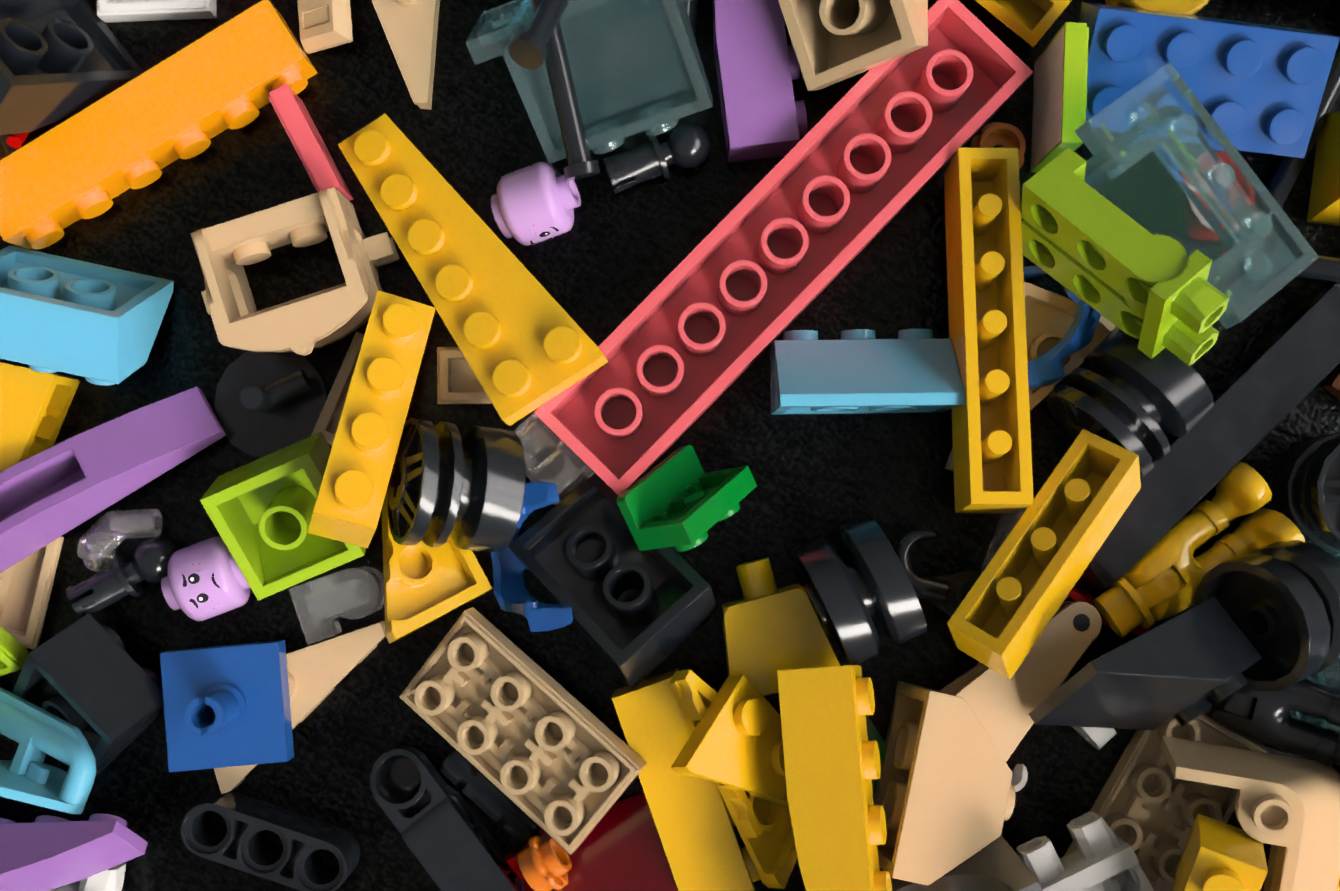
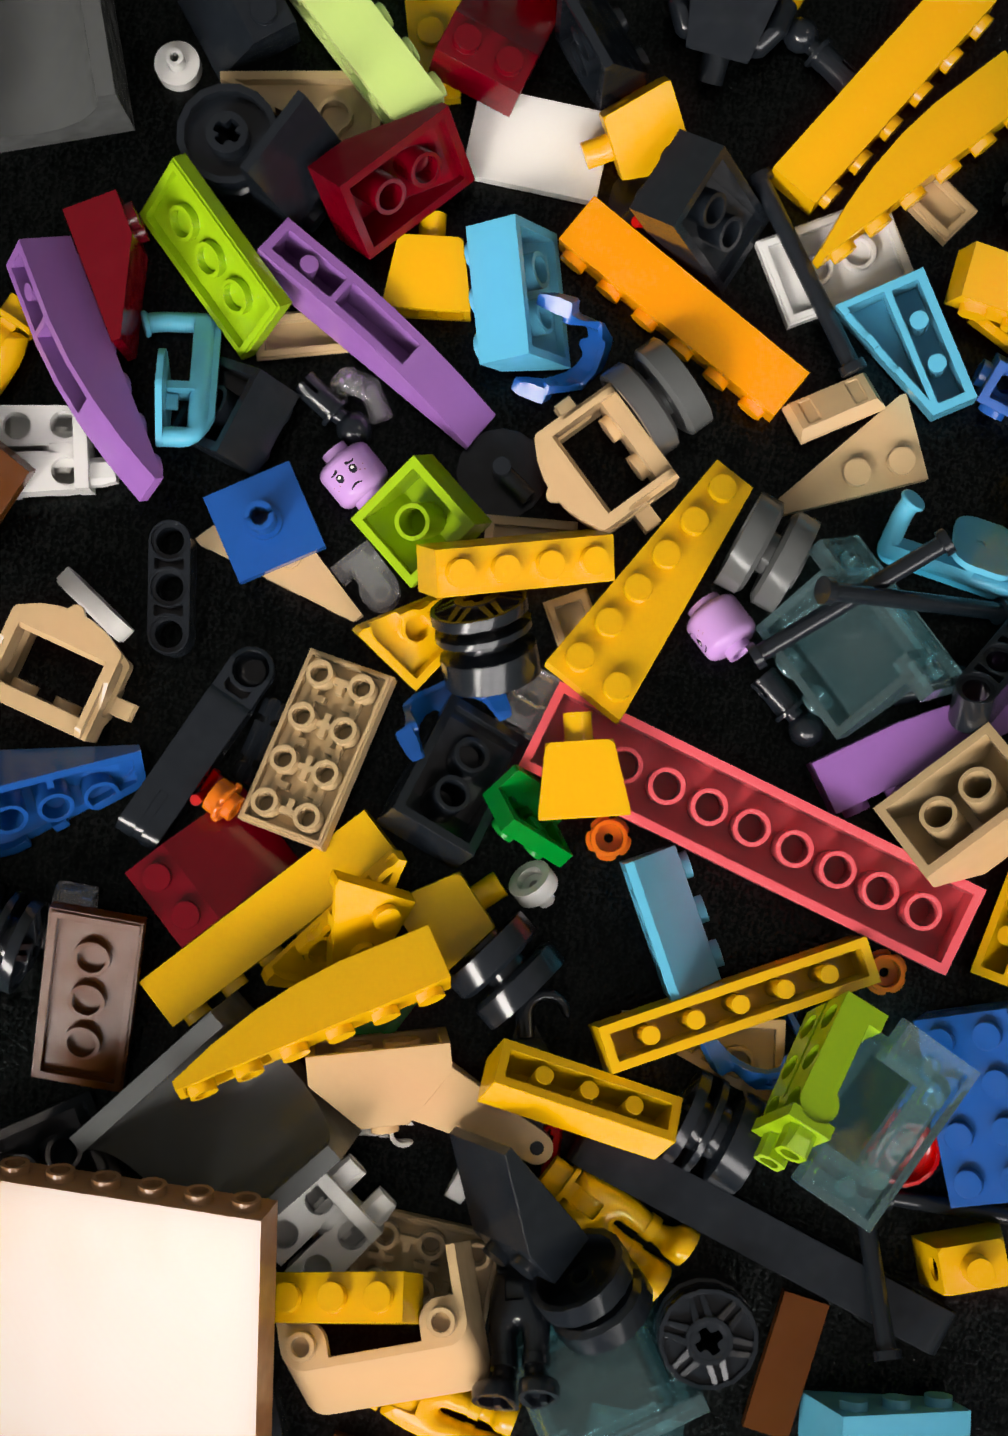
camera: 75 degrees right, 0 degrees up
(157, 245) = (594, 352): none -> blue helmet
(228, 174) = (660, 394): none -> dark grey wheel
(307, 140) = (709, 438): coral tile -> none
(471, 110) = (771, 554): none -> dark grey wheel
(655, 422) = (581, 775): none -> yellow torso
(739, 433) = (618, 846): none -> orange plate
(766, 523) = (534, 884): none -> white tile
(1059, 94) = (936, 1003): tile -> none

